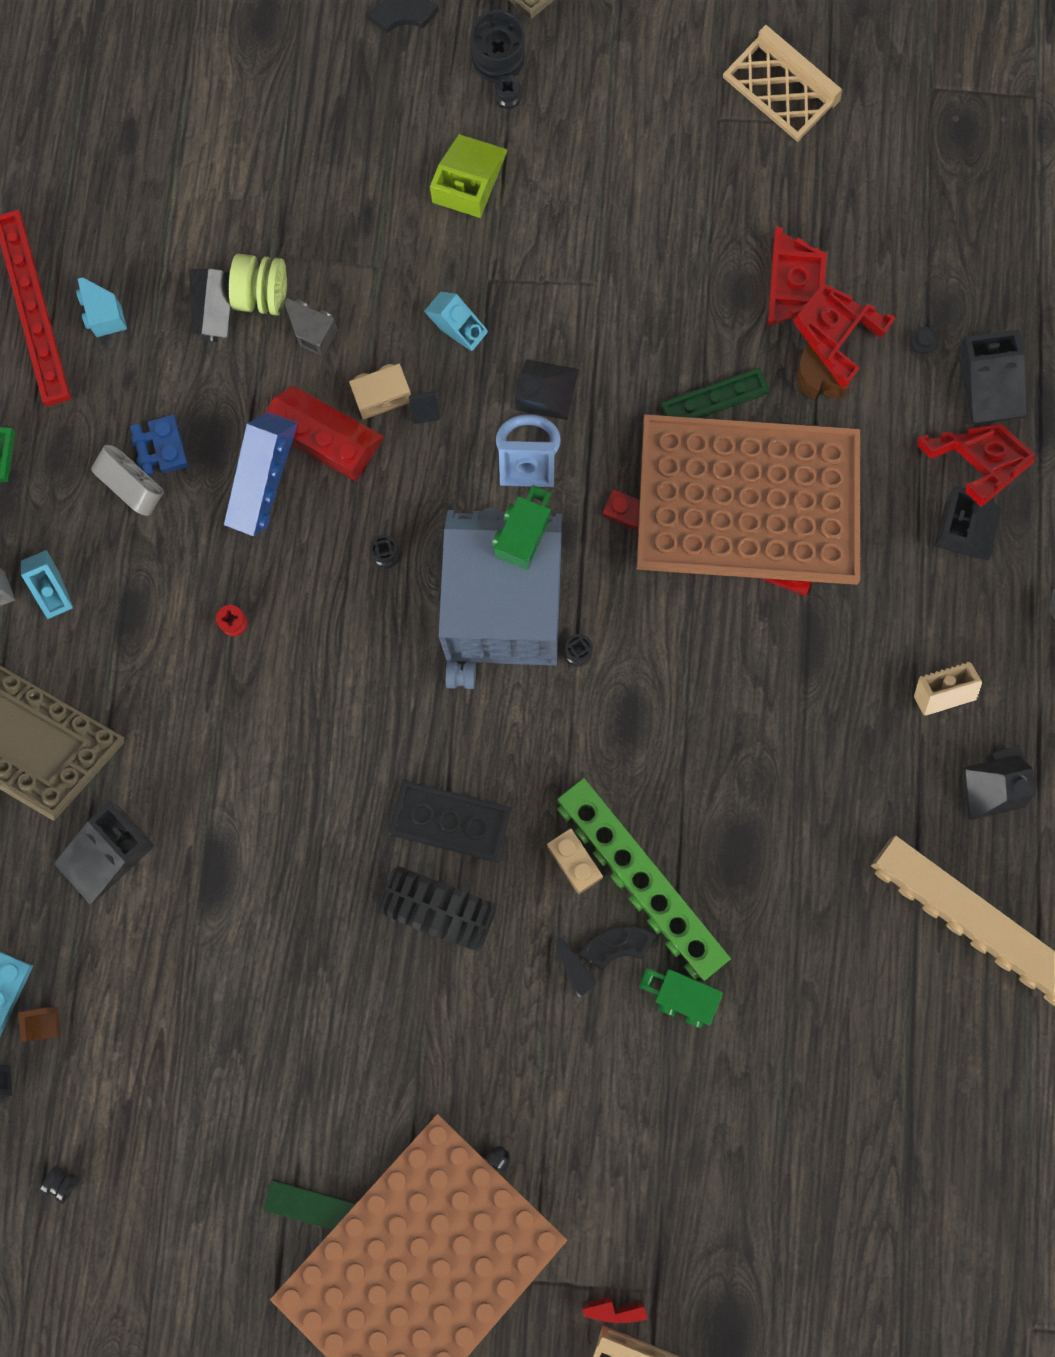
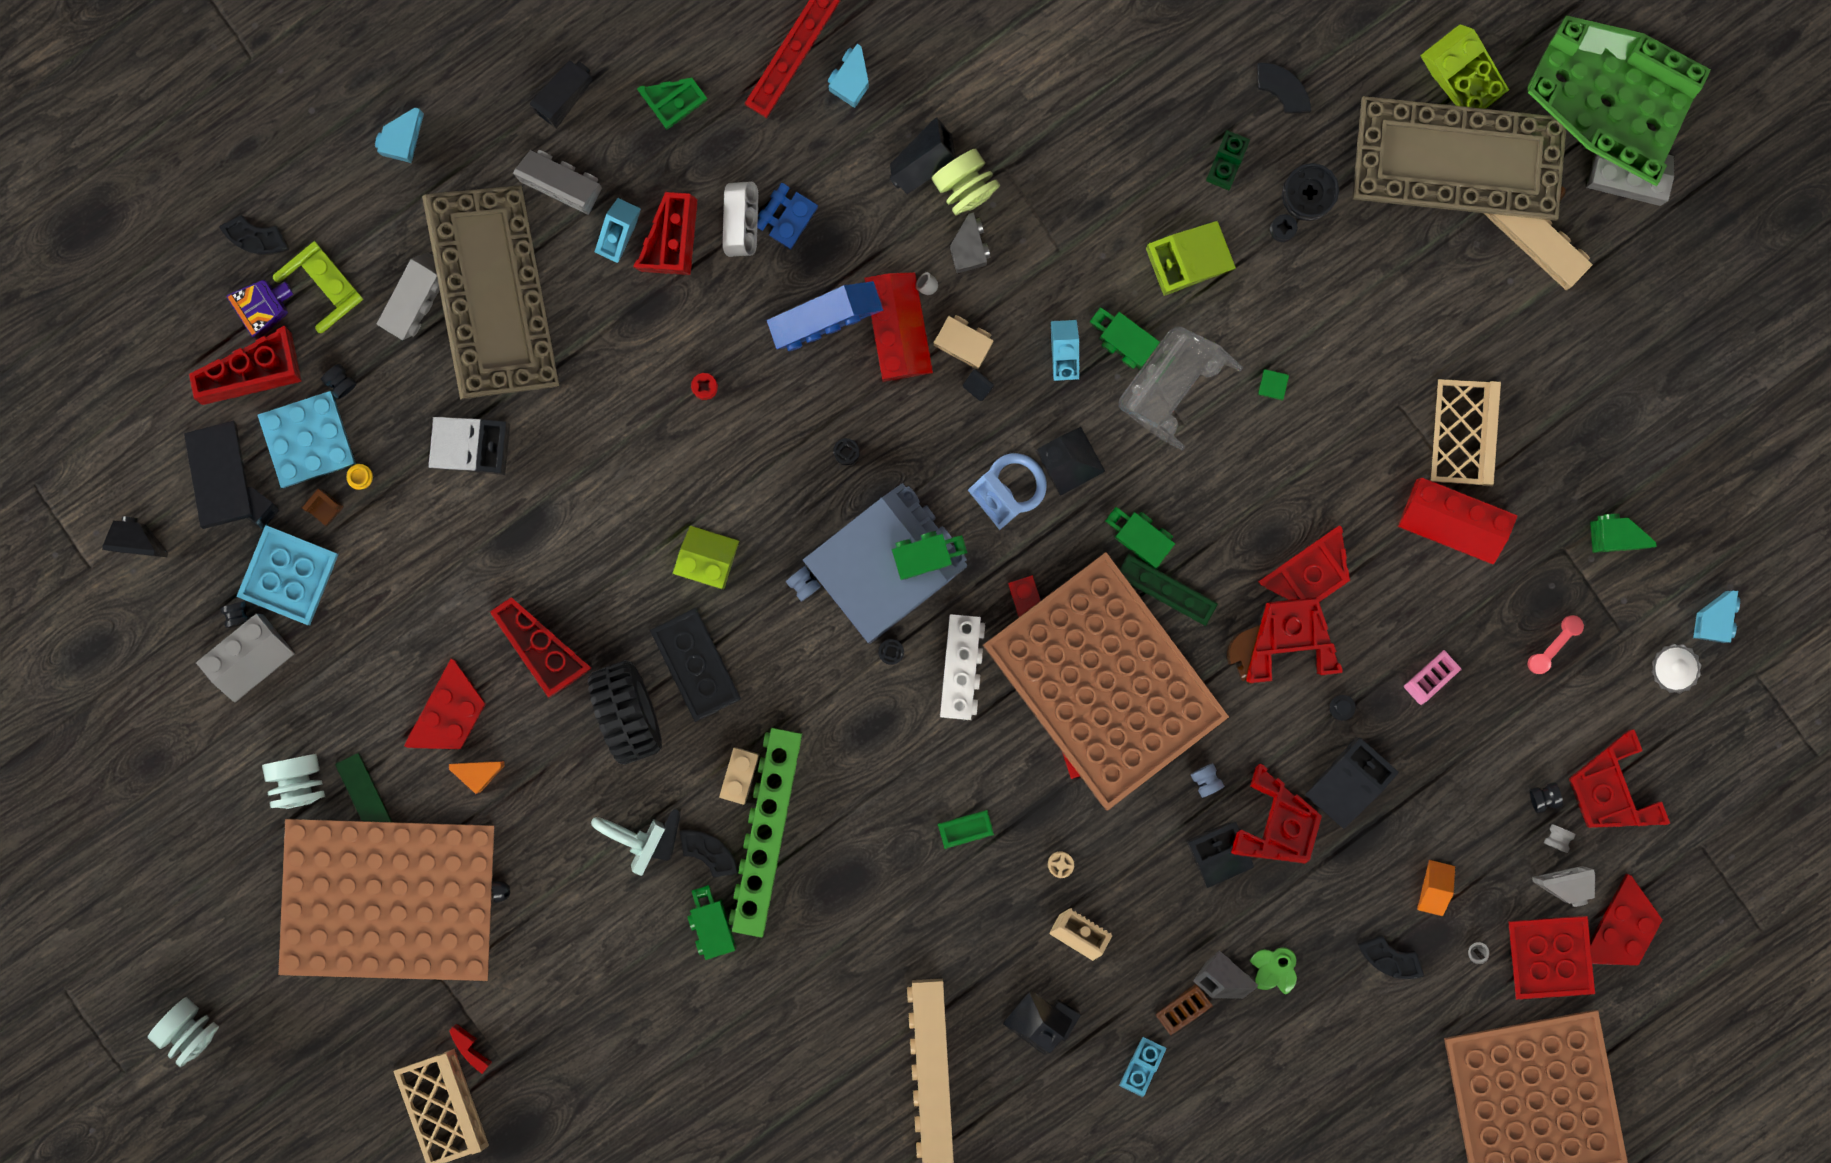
camera: 45 degrees right, 10 degrees up
(45, 970) = (359, 476): none -> yellow plate
(67, 1107) = (287, 575): none -> medium azure plate
(91, 546) = (671, 237): none -> red wedge
(102, 1209) = (245, 657): none -> light grey slope
(243, 1261) = (293, 781): none -> light aqua wheel
(307, 1069) = (448, 713): none -> red wing
(310, 382) = (927, 284): none -> light grey hinge
(325, 940) = (541, 651): none -> red wedge
(370, 737) = (706, 557): none -> lime slope
(380, 1089) = (476, 774): none -> orange slope
(420, 92) = (1227, 160): none -> dark green slope
(487, 269) = (1125, 338): none -> green brick
(545, 259) = (1169, 377): none -> clear windscreen
(564, 994) = (641, 844): none -> light aqua tile
(621, 193) = (1273, 384): none -> green tile
(639, 605) = (960, 667): none -> white brick
(655, 381) = (1141, 536): none -> green brick
(777, 713) = (965, 829): none -> green tile
(846, 140) = (1457, 520): none -> red slope
(877, 655) = (1063, 867): none -> tan wheel
(898, 487) = (1207, 780): none -> sand blue wheel
(956, 272) = (1417, 692): none -> bright pink slope
(959, 32) = (1618, 534): none -> green slope
(1013, 166) = (1541, 663): none -> coral bar

